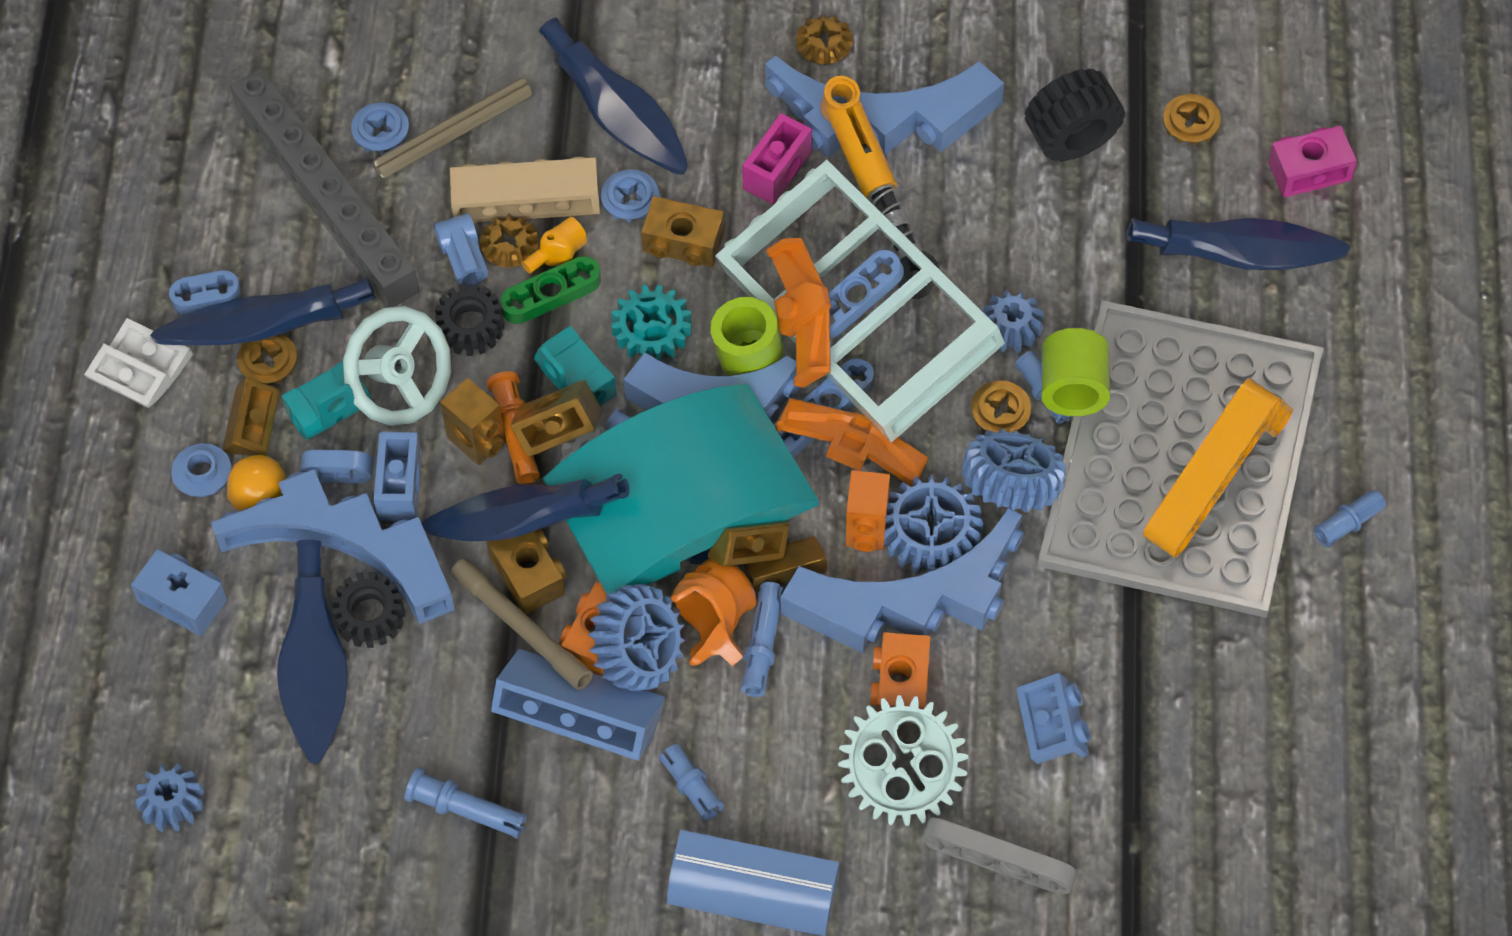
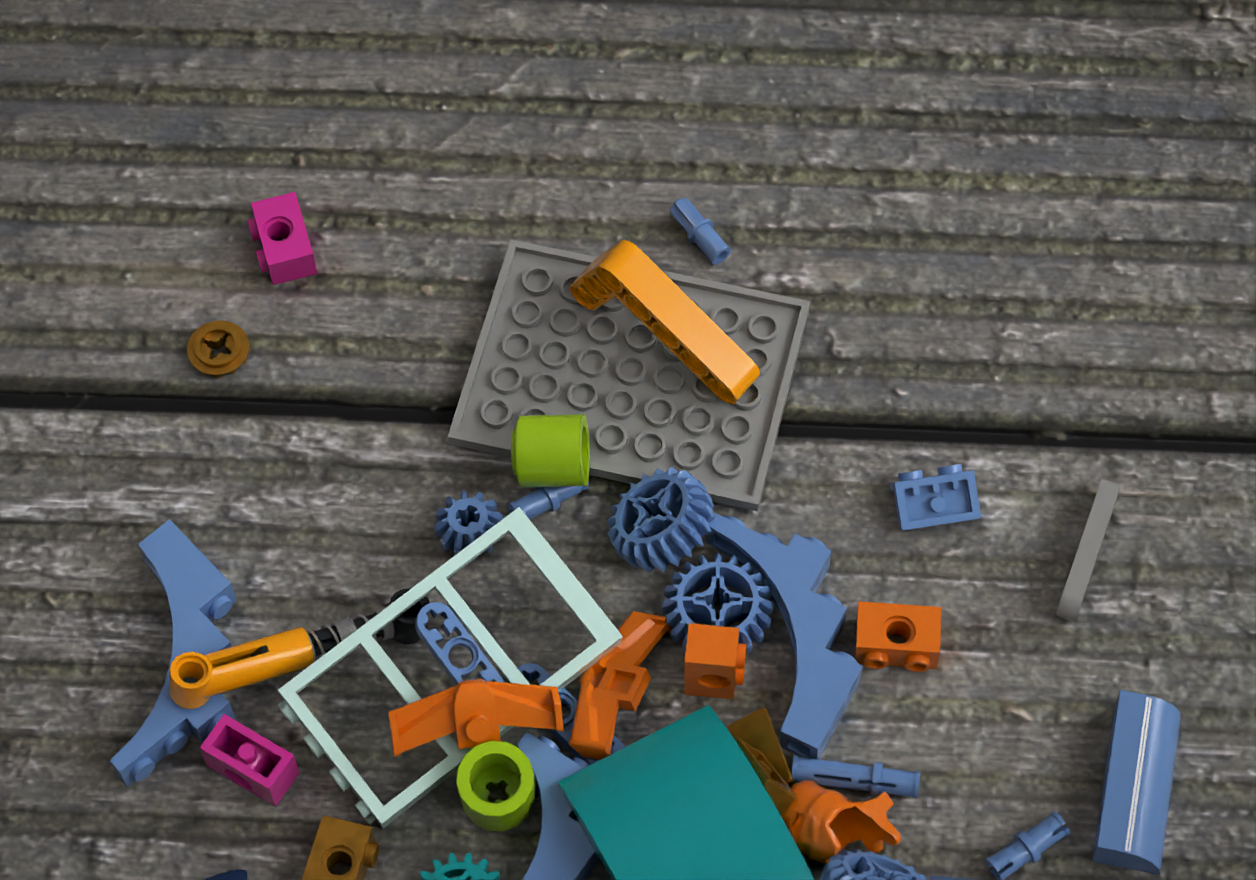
camera: 90 degrees left, 0 degrees up
(811, 45) = (88, 729): pearl gold gear -> none
(872, 780) = (978, 598): light aqua gear -> none
(994, 395) = (565, 526): pearl gold gear -> none
(1074, 115) = (223, 446): black tyre -> none
(1241, 242) = (376, 307): dark blue animal -> none

